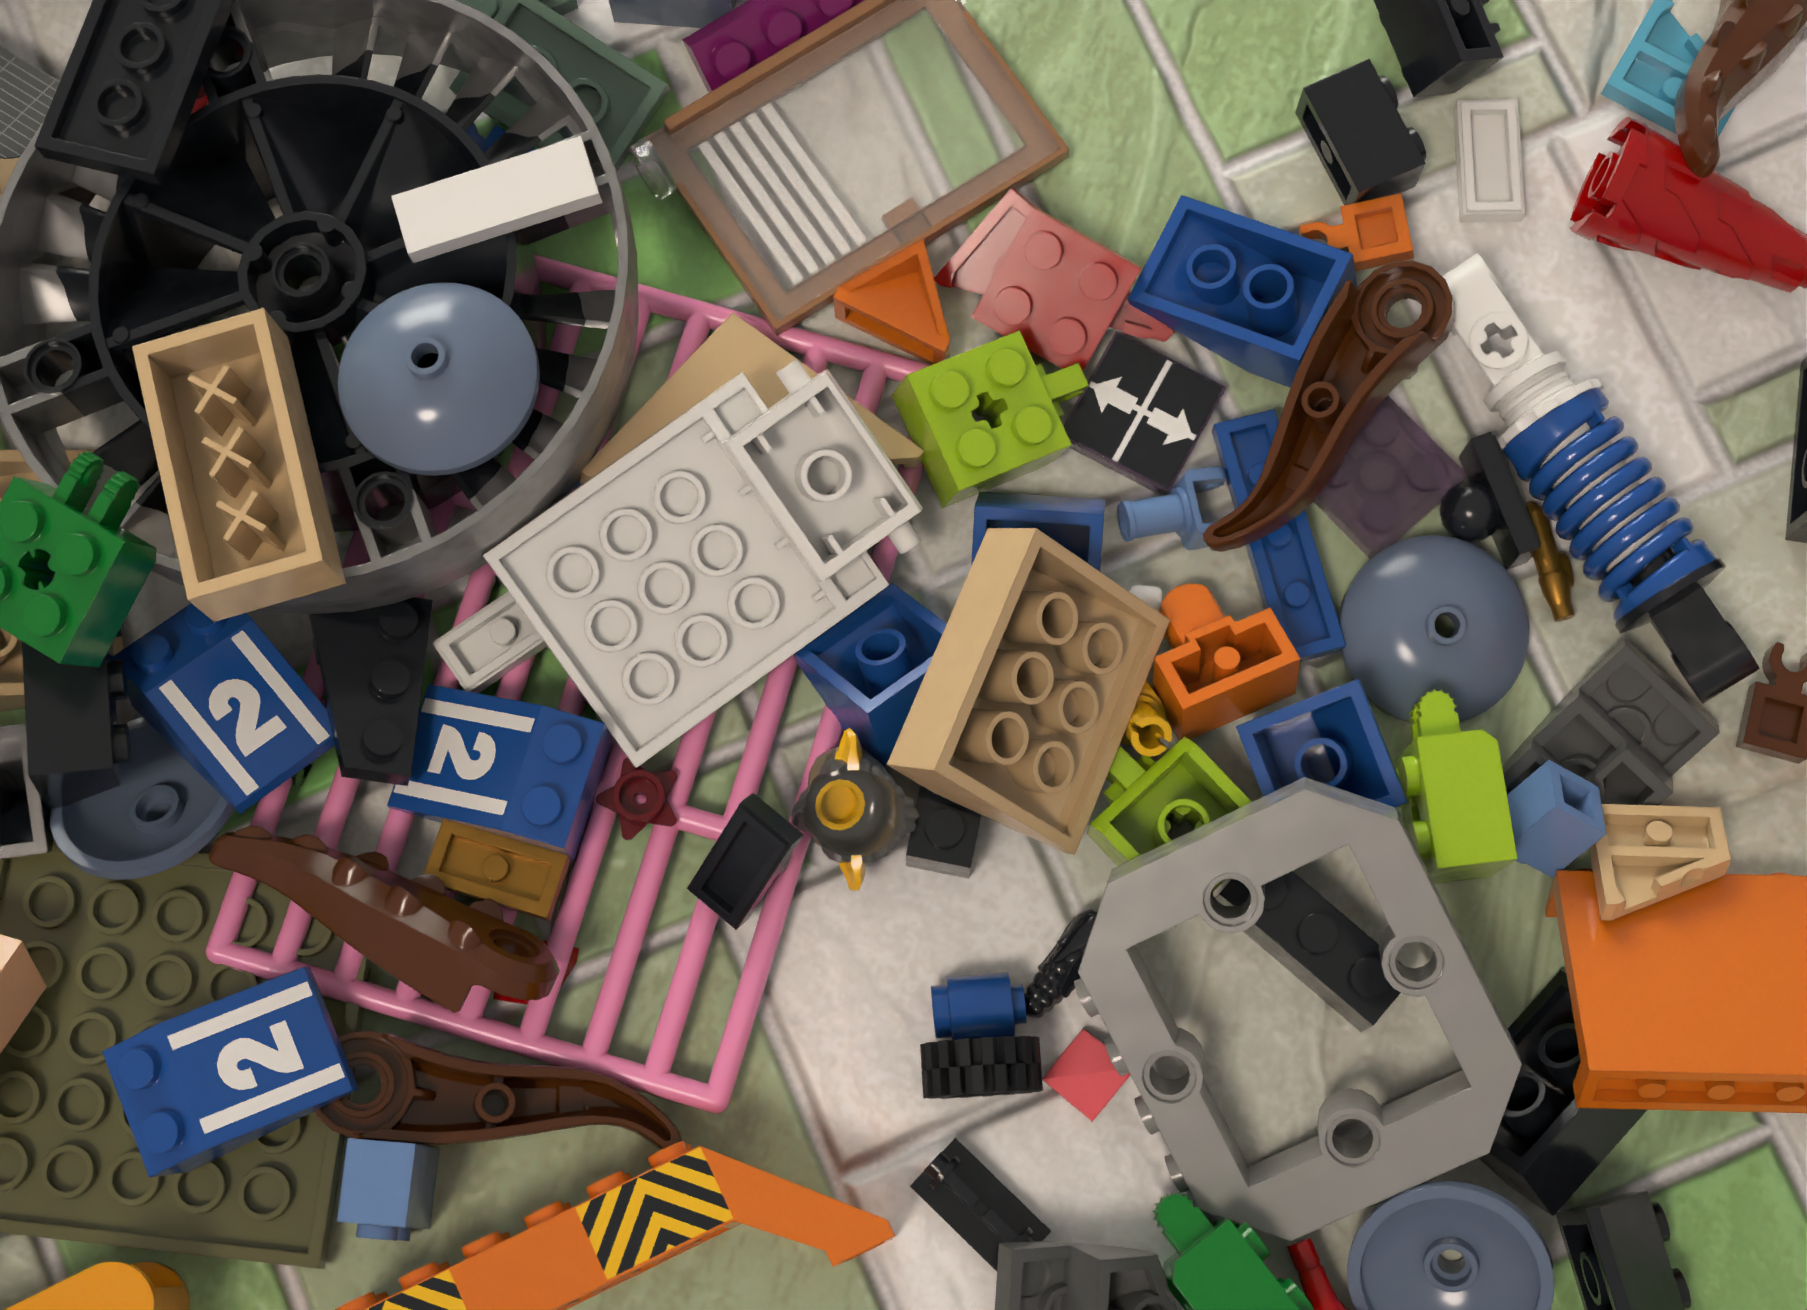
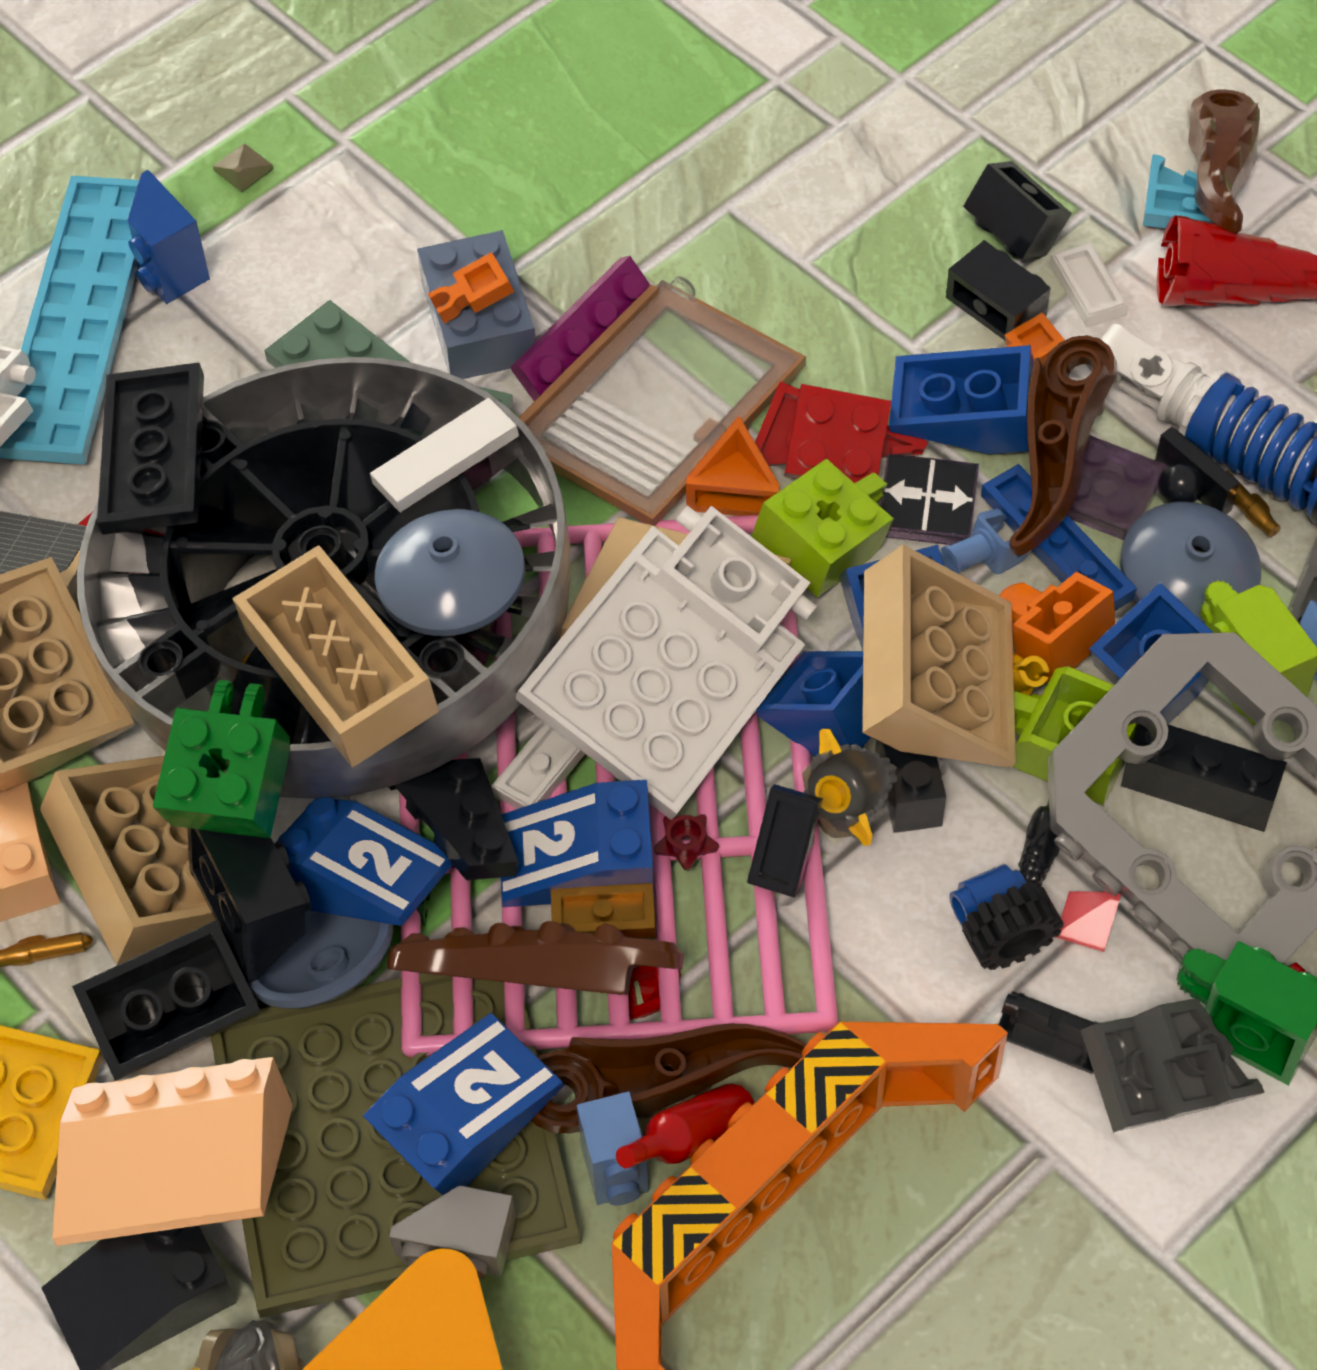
camera: 20 degrees left, 20 degrees down
(177, 1226) = (461, 1220): none -> light grey slope
(480, 1202) = (681, 1129): none -> red piece

